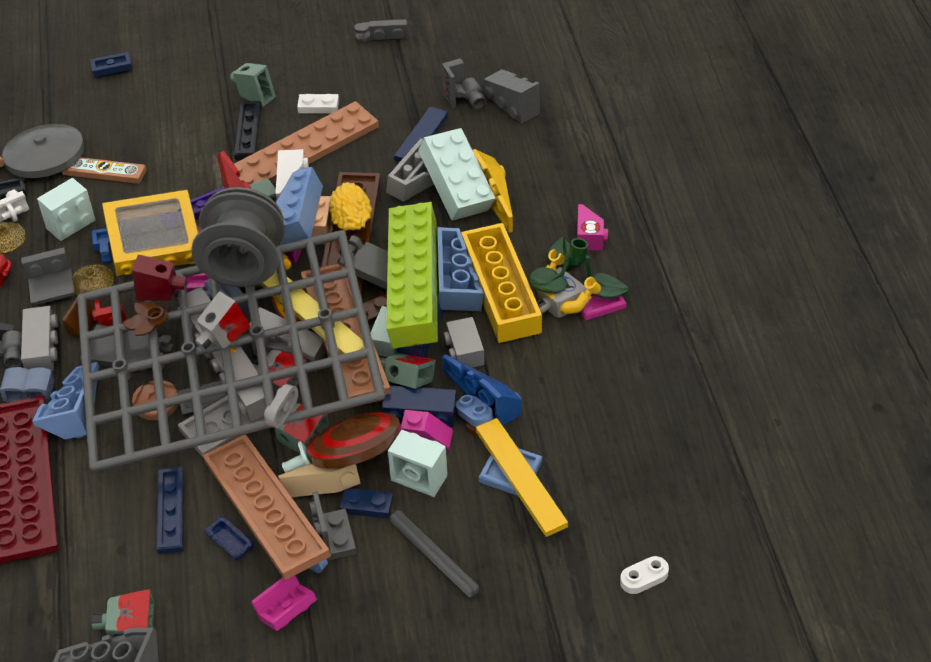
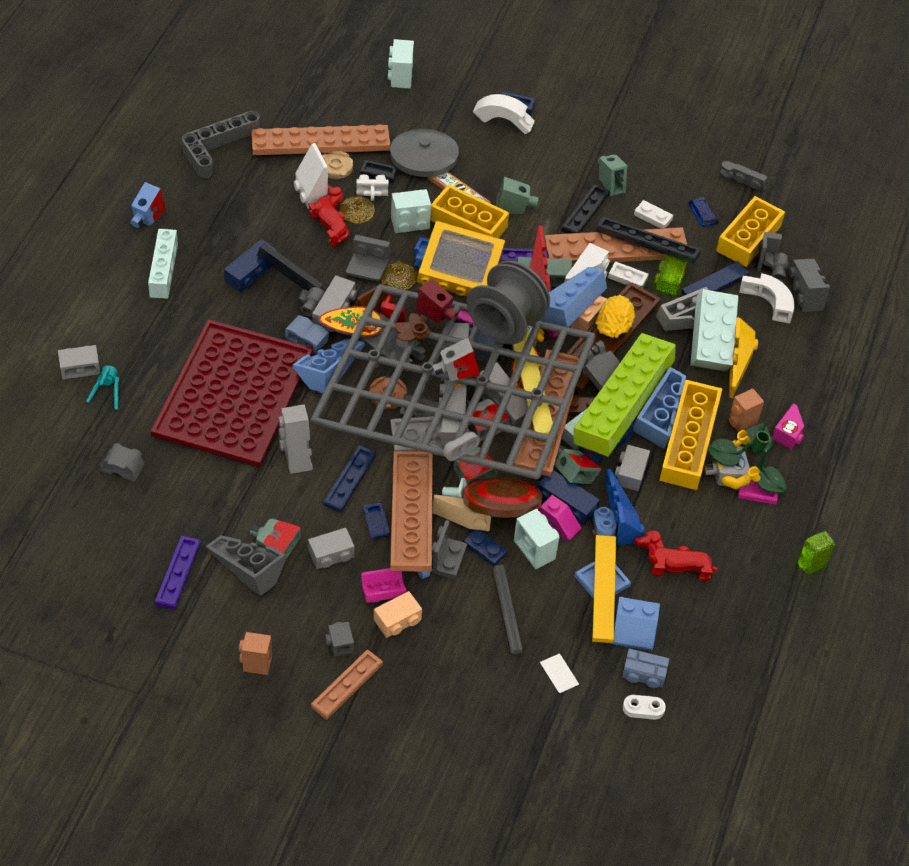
camera: 25 degrees right, 5 degrees up
(66, 348) = (346, 320): none -> shield
(83, 496) = (295, 438): none -> light grey wedge
(103, 70) = (504, 107): none -> white arch
(129, 181) = (468, 212): none -> yellow brick
(168, 148) = (515, 196): none -> sand green torso
(198, 594) = (331, 548): none -> light grey brick
(320, 625) = (397, 614): none -> light nougat brick
(331, 125) = (648, 240): none -> black tile
(331, 167) = (626, 274): none -> white plate
(364, 79) = (703, 212): none -> clear blue tile
(375, 148) = (671, 275): none -> clear neon green brick
(423, 74) = (744, 235): none -> yellow brick
(485, 117) = (772, 291): none -> white arch
(533, 590) = (559, 673): none -> white sticker
(538, 233) = (745, 410): none -> nougat brick
(569, 410) = (675, 559): none -> red animal
(578, 493) = (636, 623): none -> medium blue slope
(619, 534) = (645, 668): none -> sand blue brick
(702, 329) = (816, 552): none -> clear neon green brick

